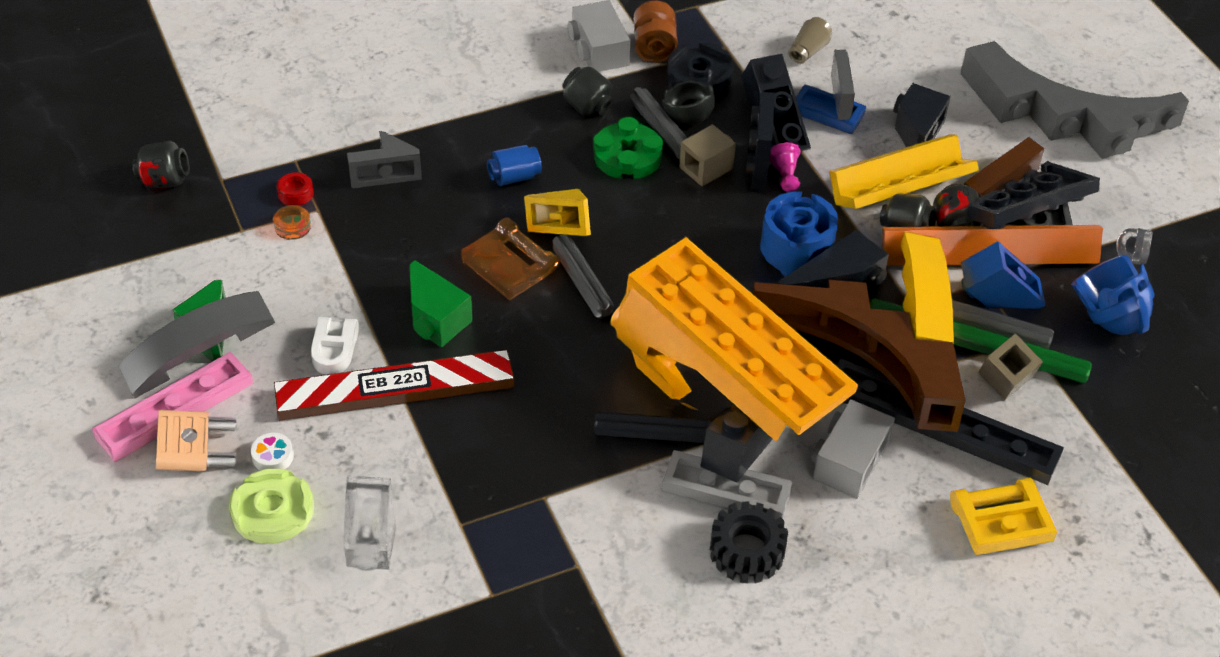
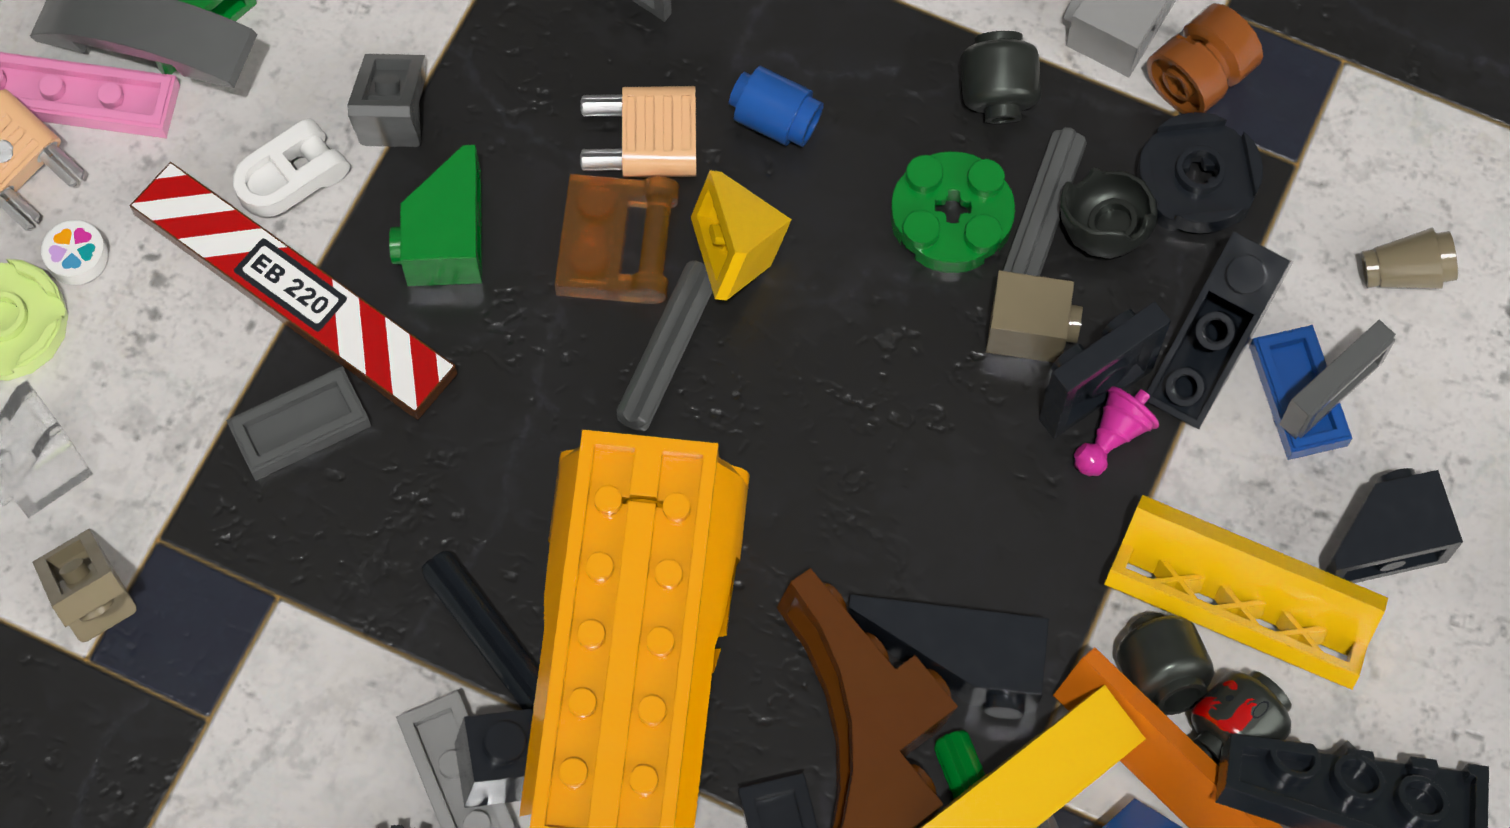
camera: 50 degrees right, 20 degrees up
(352, 280) = (387, 100): none -> dark grey slope
(458, 558) = (84, 587): none -> dark tan slope
(466, 428) = (298, 423): none -> dark grey tile
(473, 211) = (655, 131): none -> light nougat piece
(797, 230) = (980, 545): blue brick -> none
(1008, 167) = (1406, 721): reddish brown piece -> none

